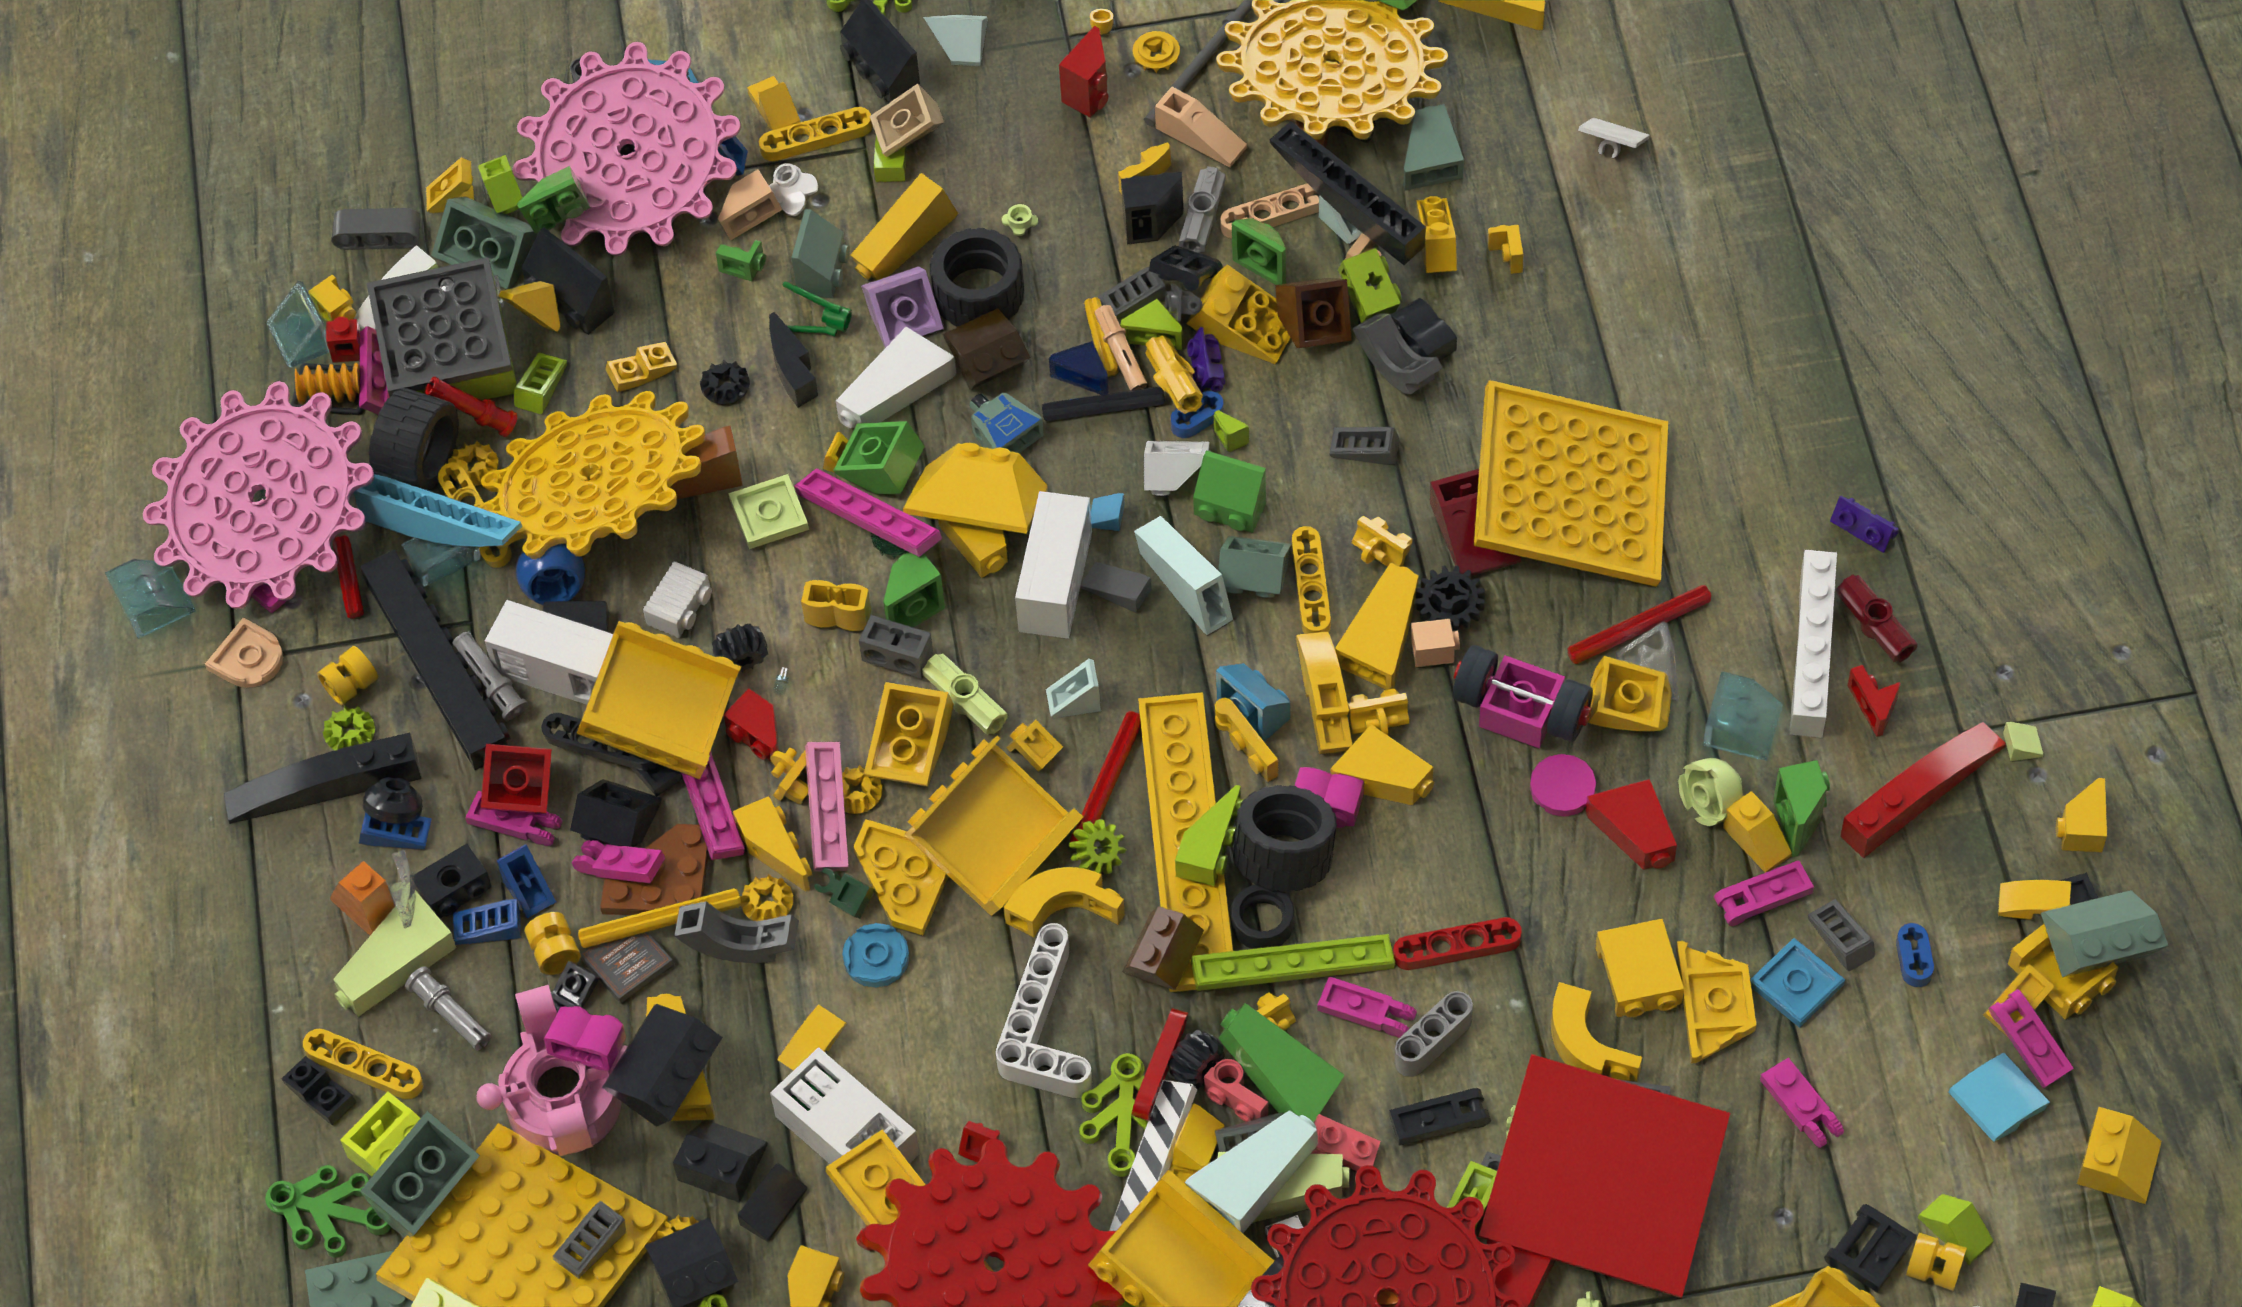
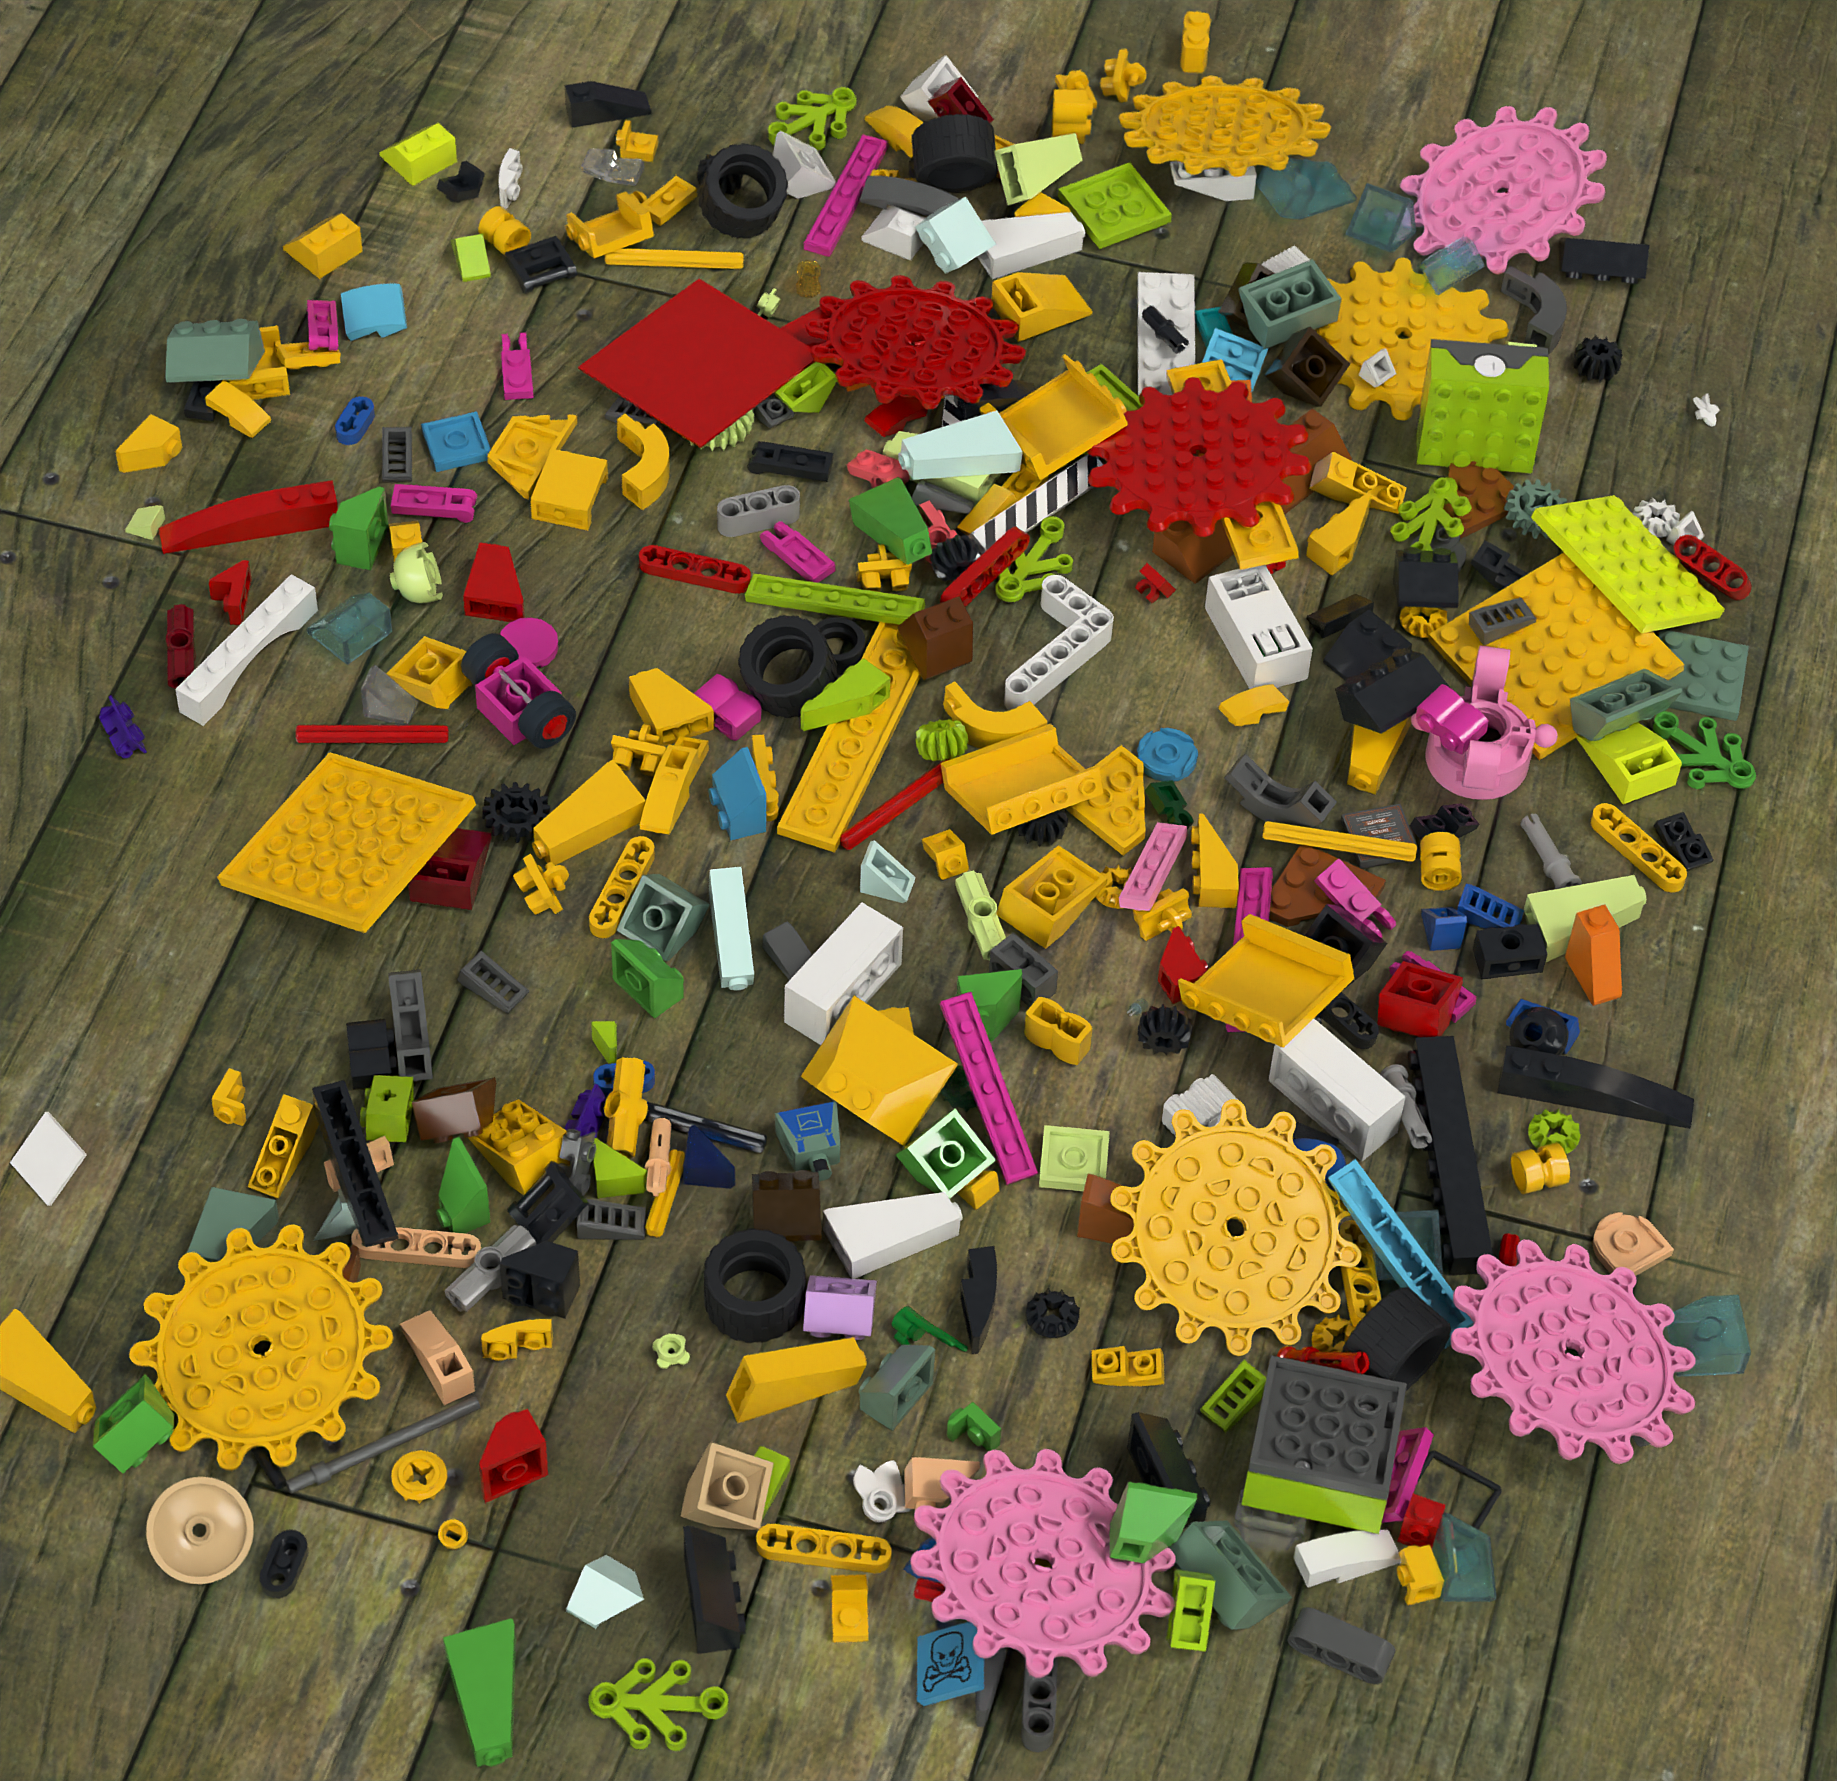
camera: 160 degrees left, 5 degrees down
(330, 383) = (1456, 1476): light orange piece -> none
(404, 891) = (1559, 929): clear slope -> none
(451, 184) = (1242, 1652): yellow slope -> none
(535, 301) = (1217, 1450): yellow slope -> none
(781, 895) = (1236, 842): yellow gear -> none
(1108, 512) = (761, 1024): dark azure slope -> none
(1171, 464) = (673, 1034): white slope -> none
(1433, 642) = (557, 777): light nougat brick -> none

